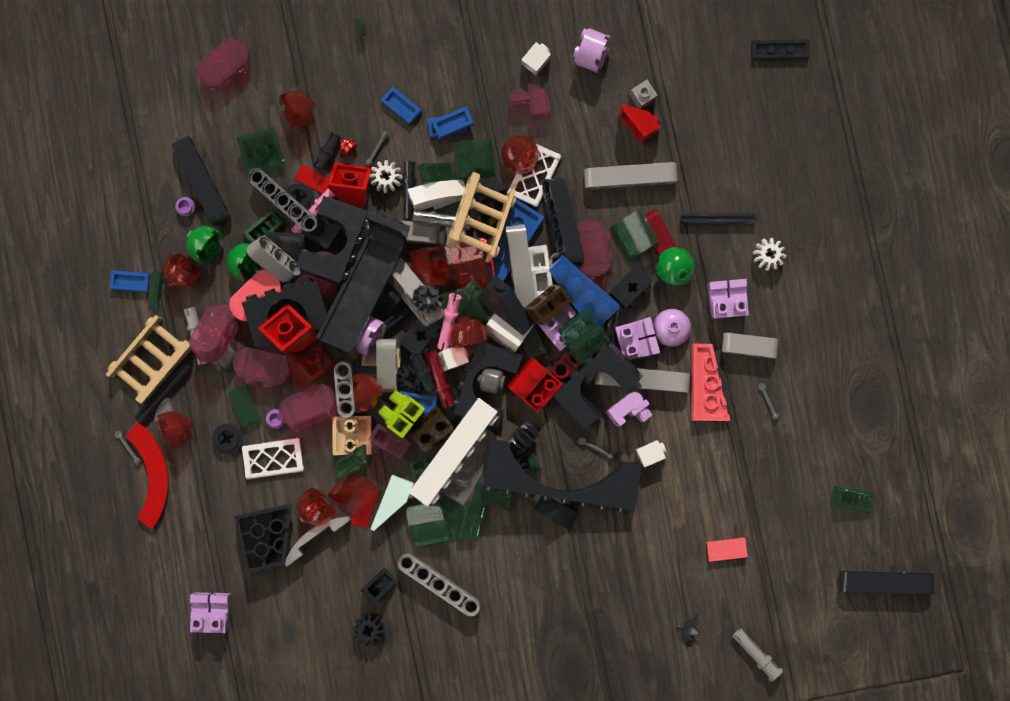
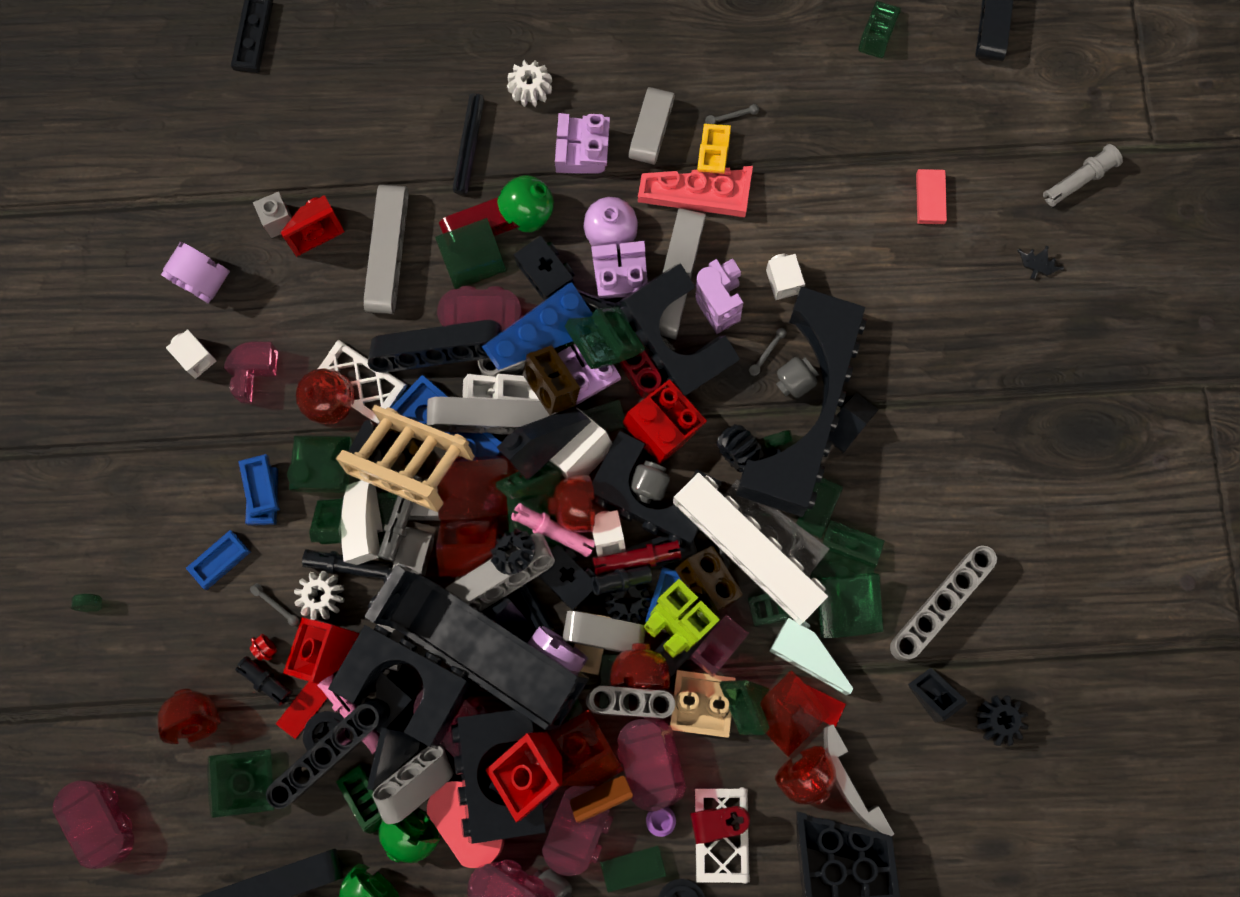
camera: 80 degrees left, 10 degrees down
(277, 452) = (713, 824): none -> dark red piece
(281, 379) = (600, 799): none -> dark orange slope
(579, 470) = (797, 377): none -> dark grey head
(738, 392) = (714, 148): none -> yellow slope

